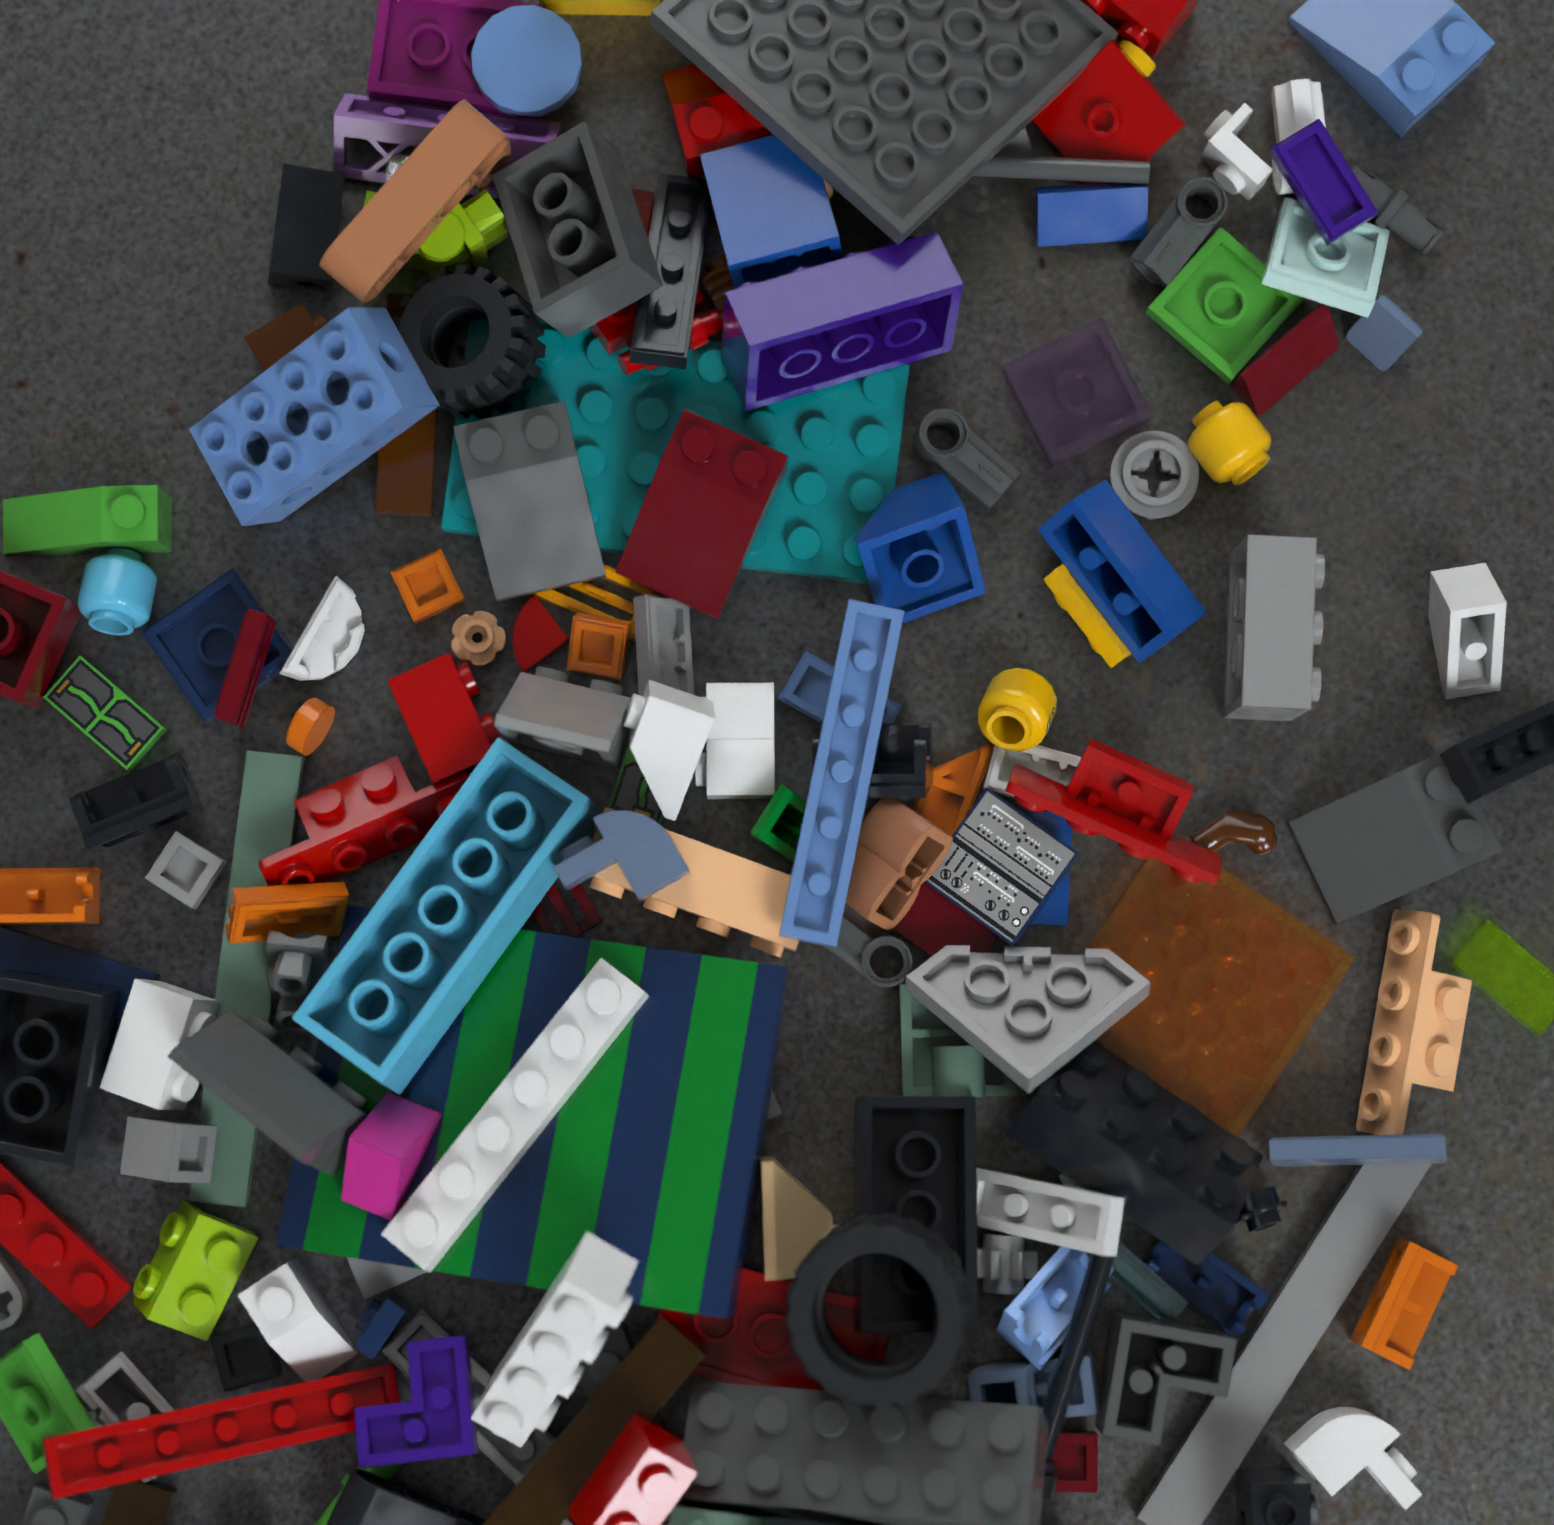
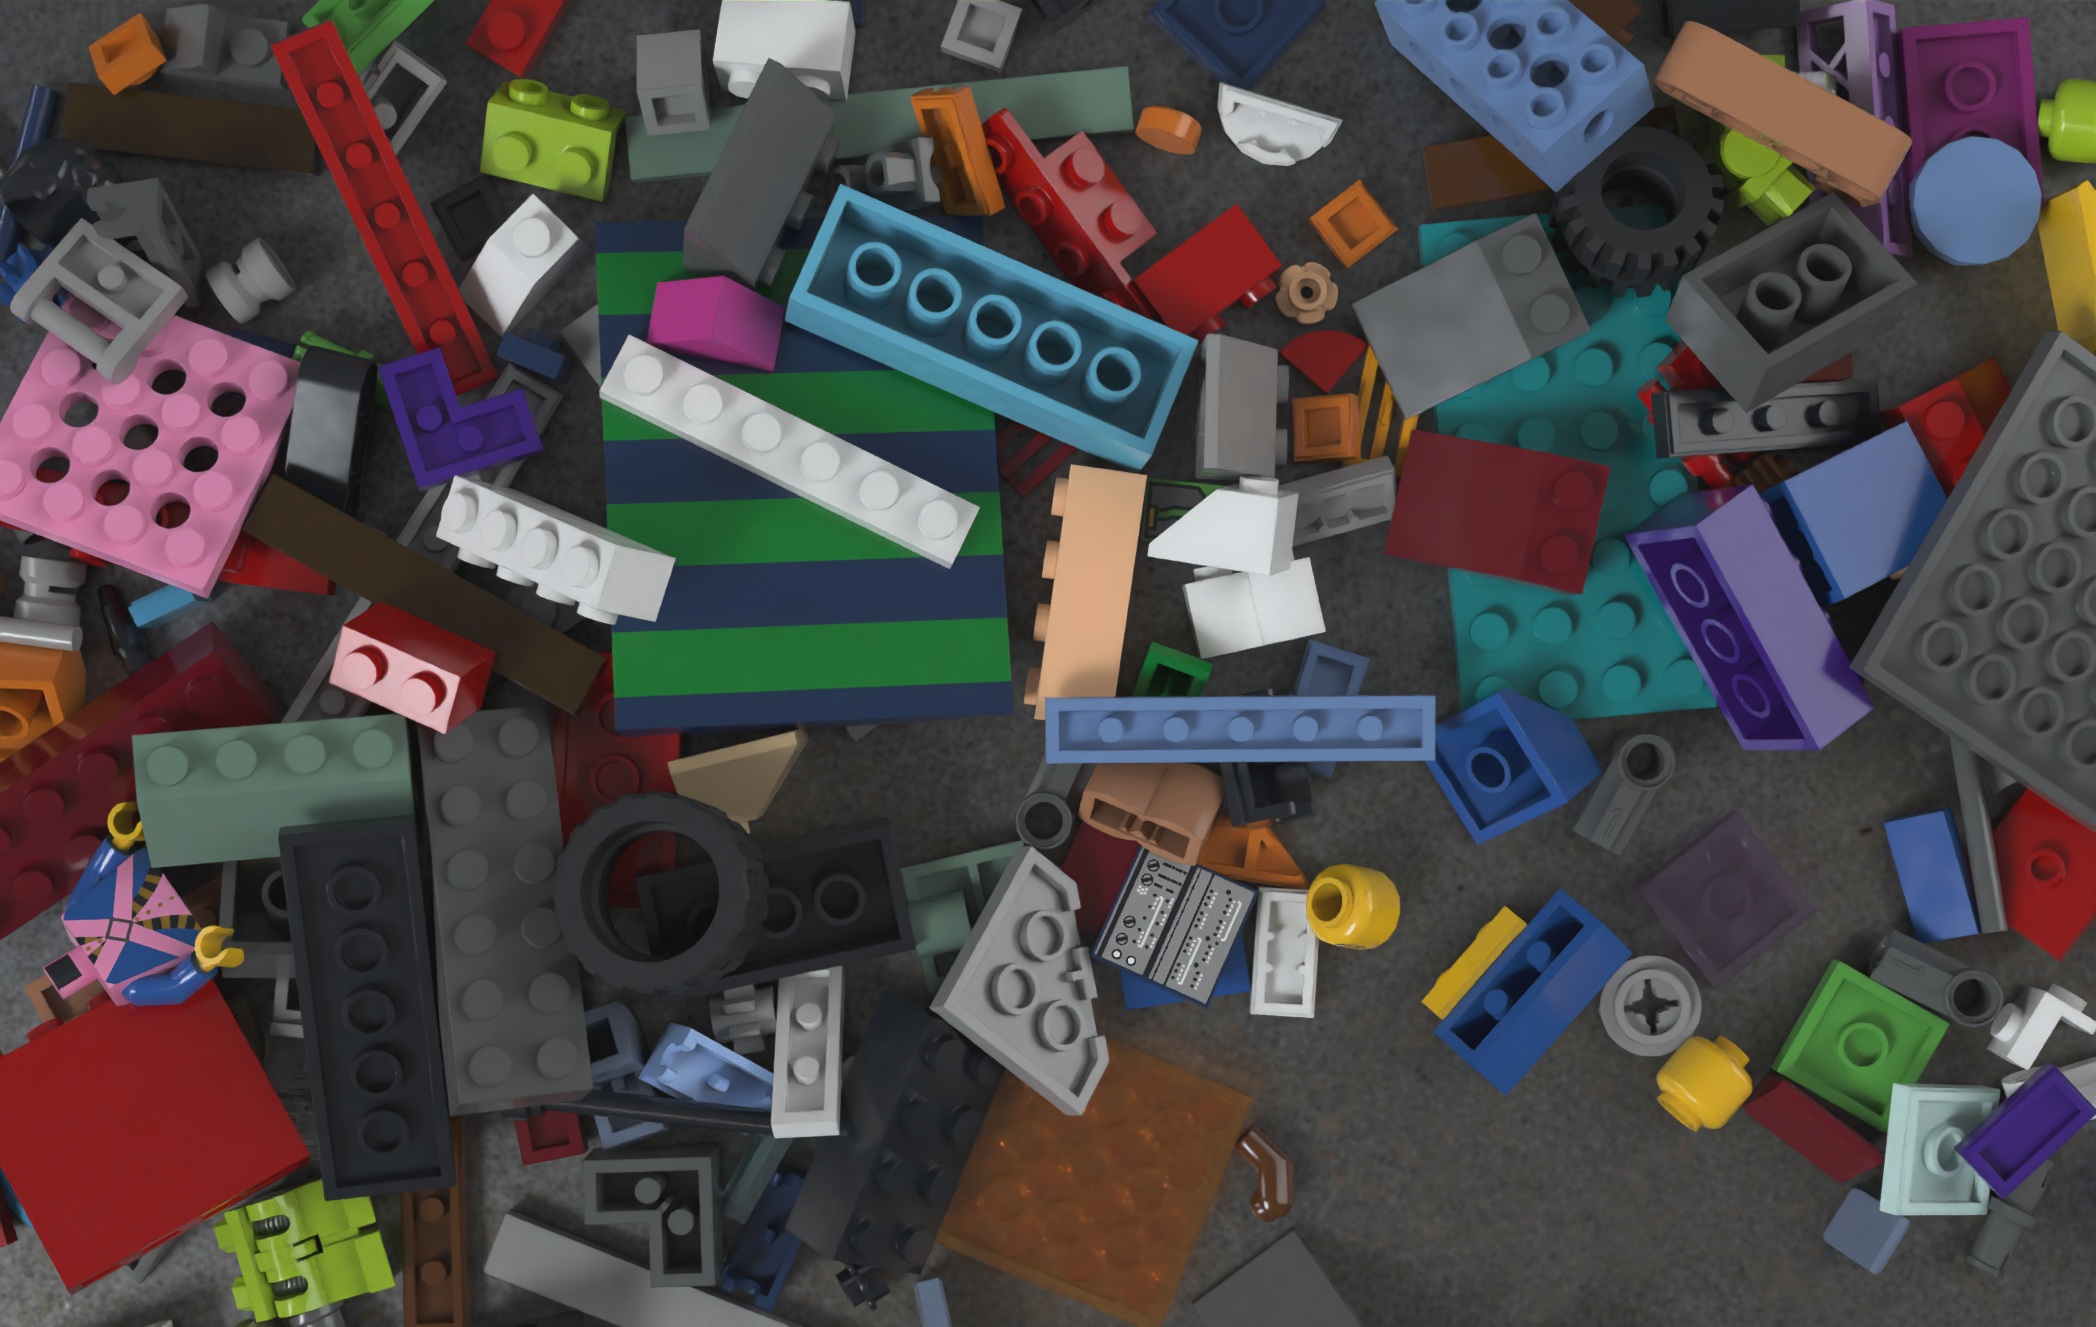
camera: 80 degrees right, 5 degrees up
(245, 668) = (1216, 43): dark red tile -> none
(633, 841) = (1110, 521): sand blue brick -> none
(1122, 802) = (1272, 1047): red bracket -> none
(1272, 628) = (1504, 1172): light grey brick -> none

